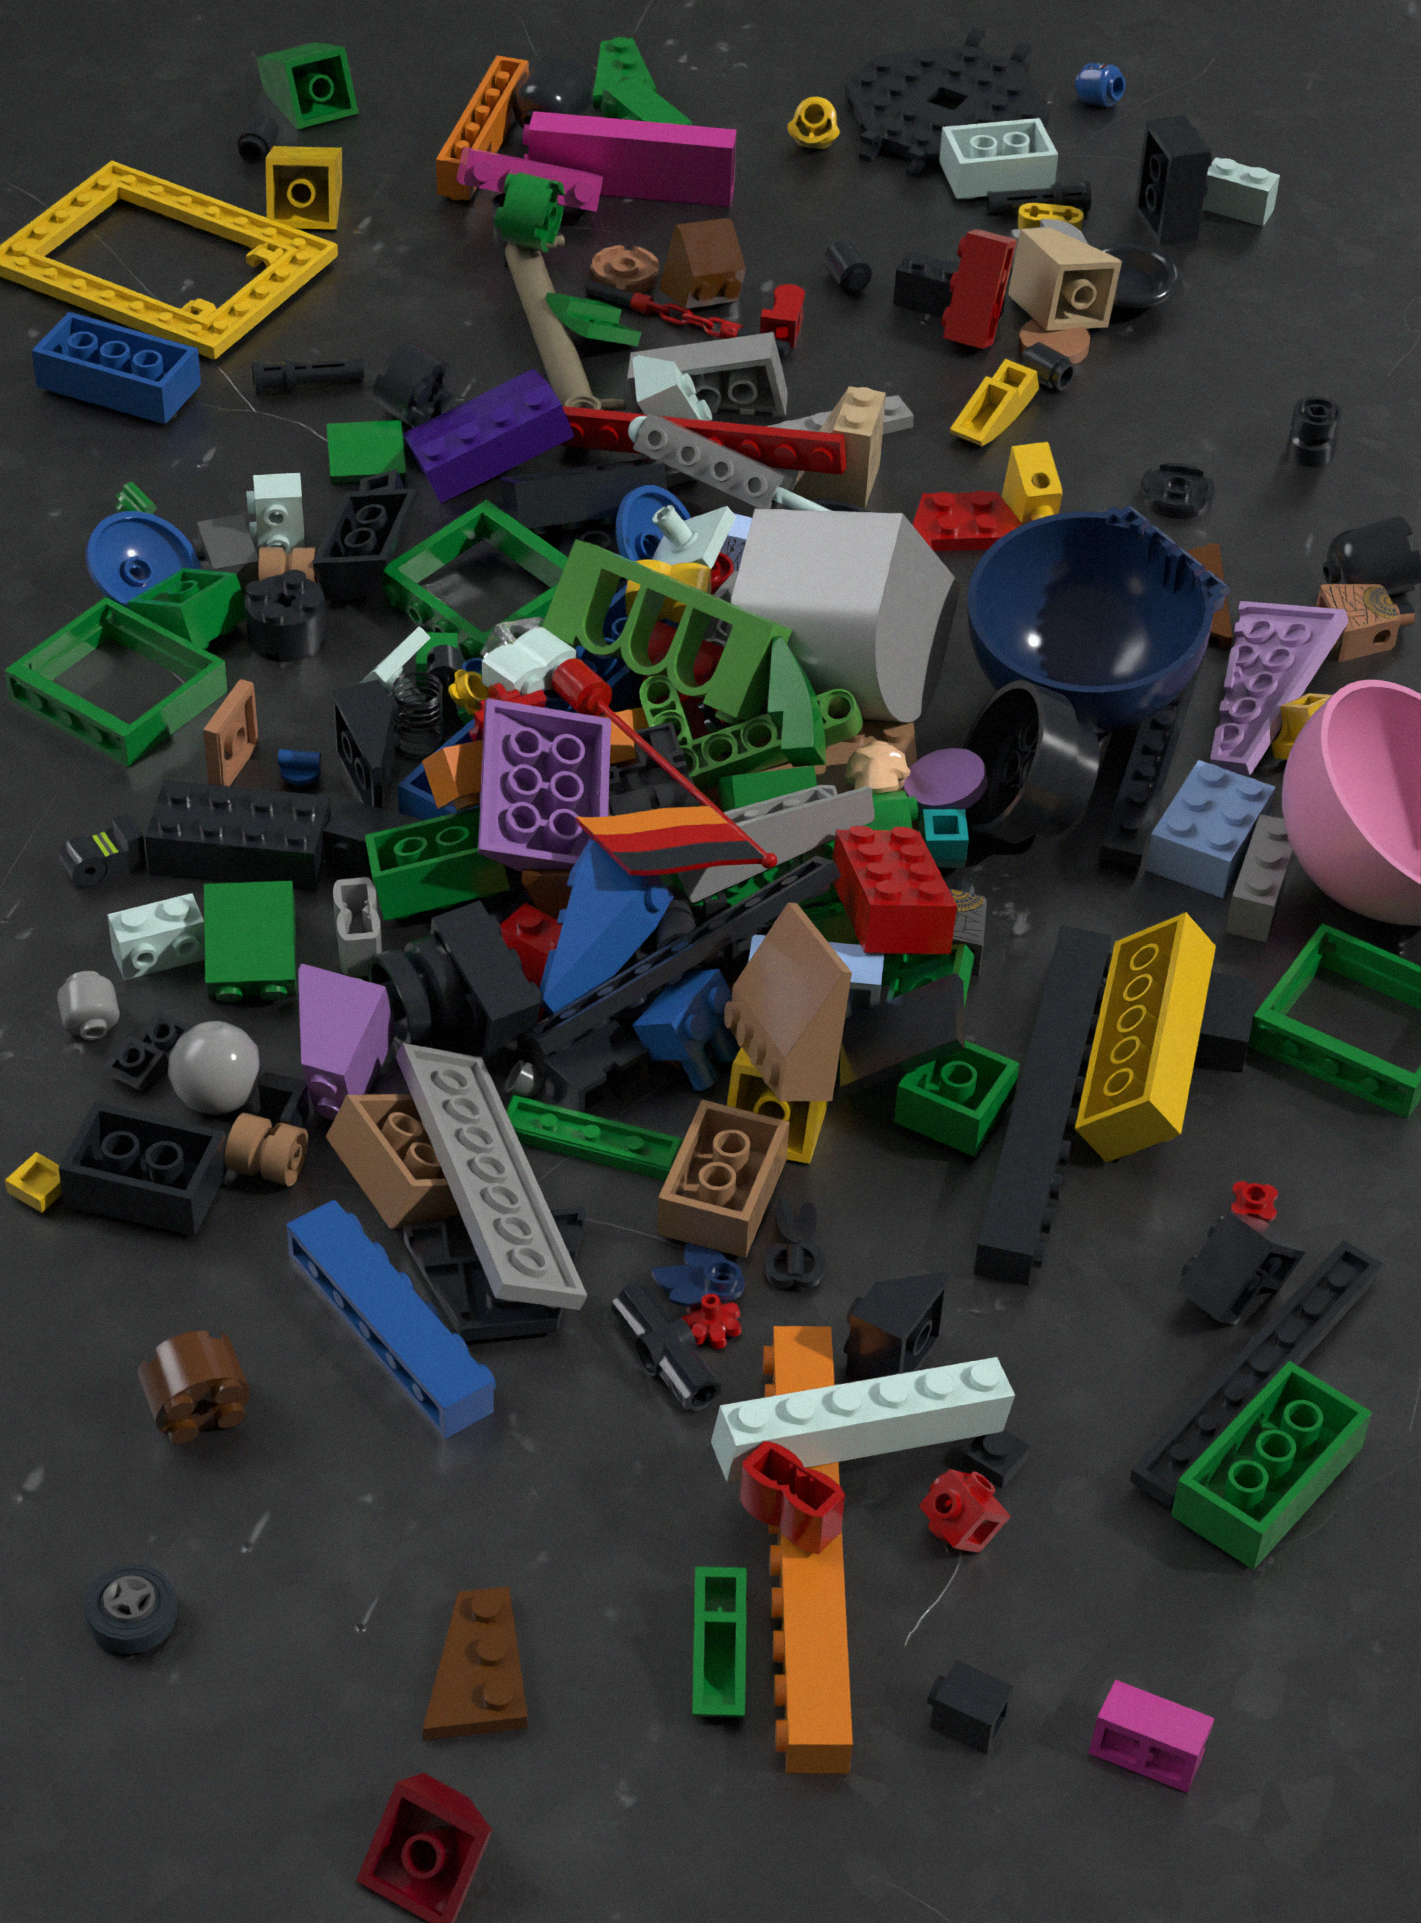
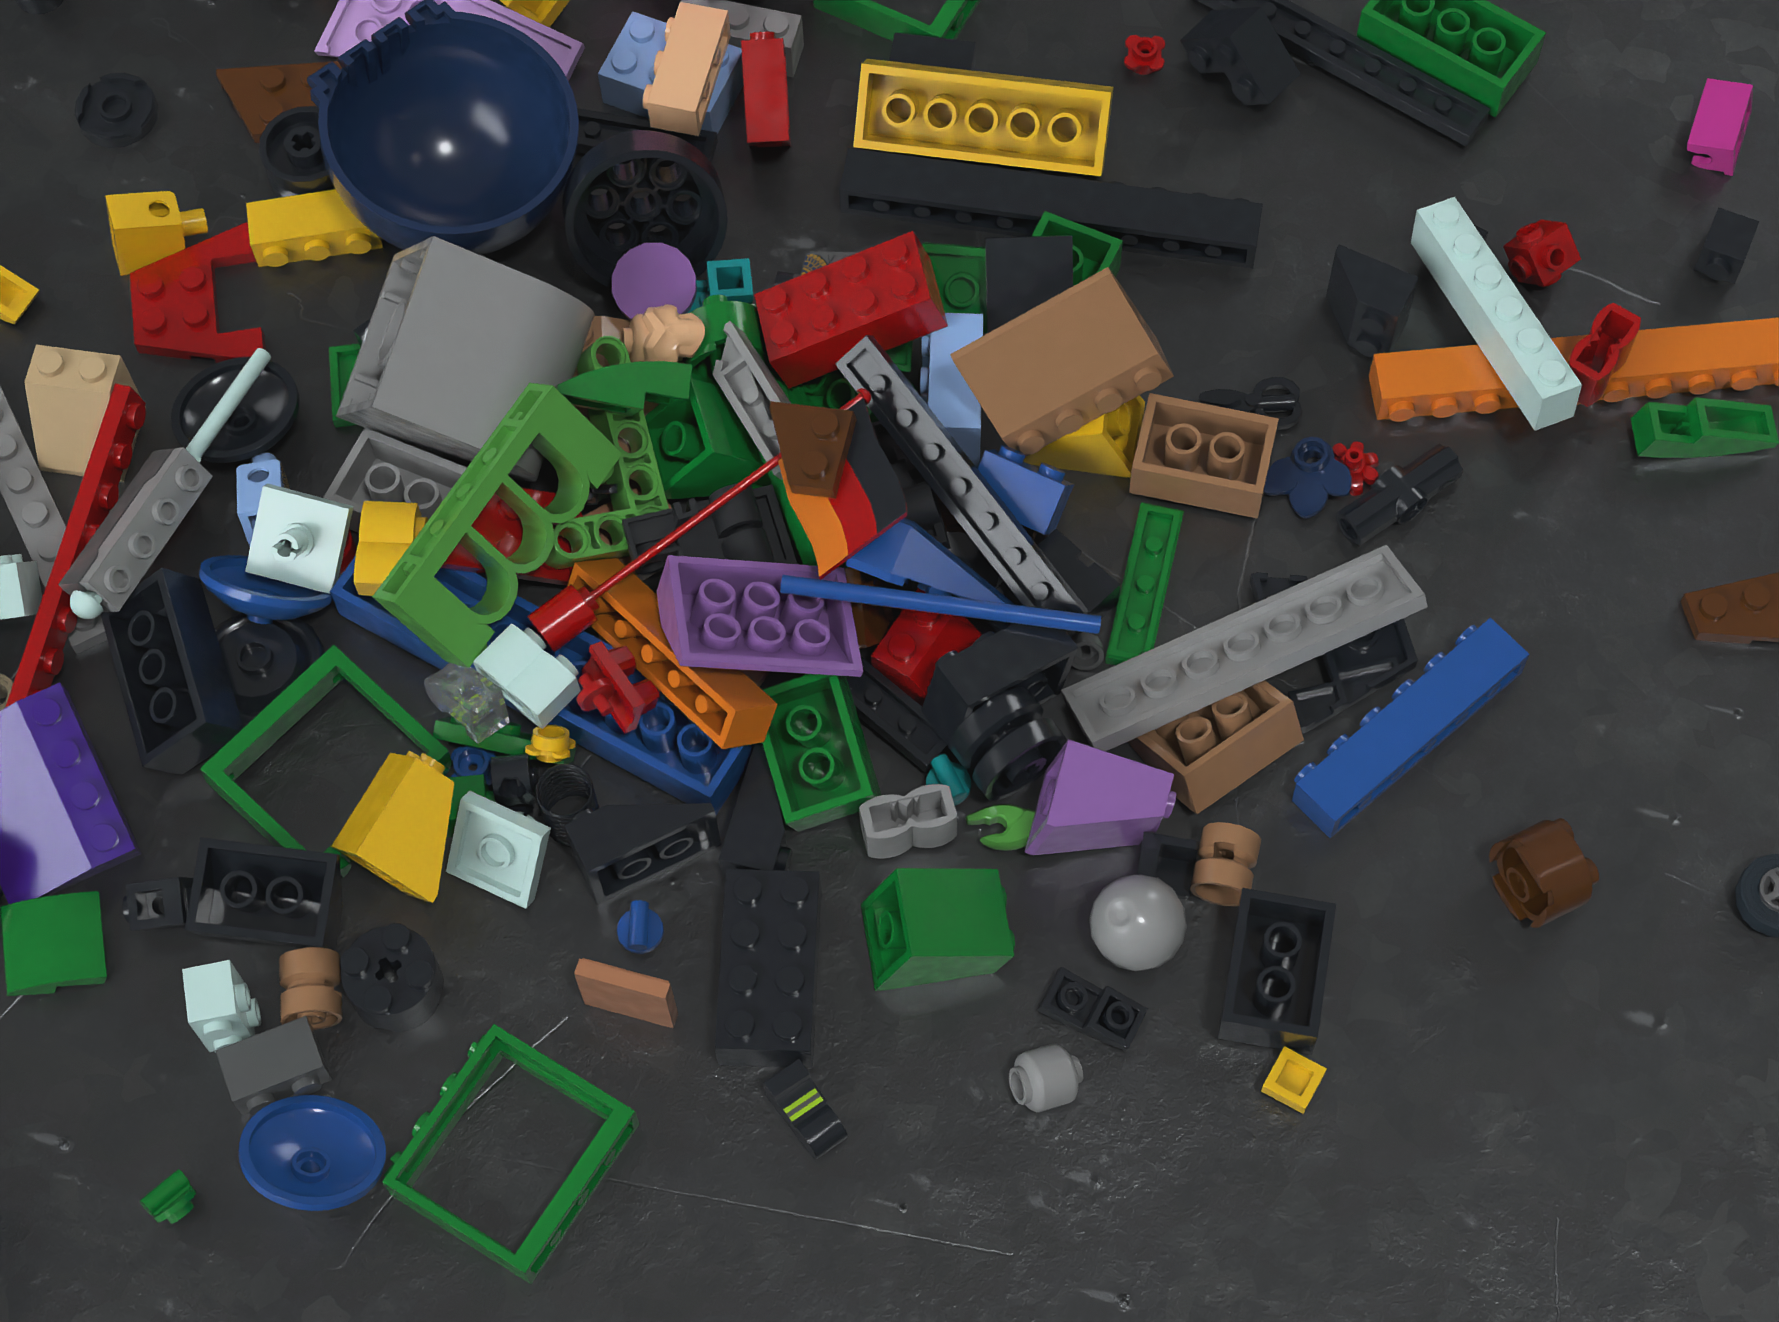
camera: 90 degrees left, 20 degrees up
(157, 936) = (937, 1023): light aqua brick -> none
(194, 604) = (379, 1089): green slope -> none
(397, 594) = (402, 825): none -> yellow slope
(543, 916) = (940, 604): none -> blue piece
(713, 818) = (813, 446): none -> reddish brown wing
(1160, 839) = (765, 91): none -> red window
(1187, 800) = (687, 68): none -> light nougat brick

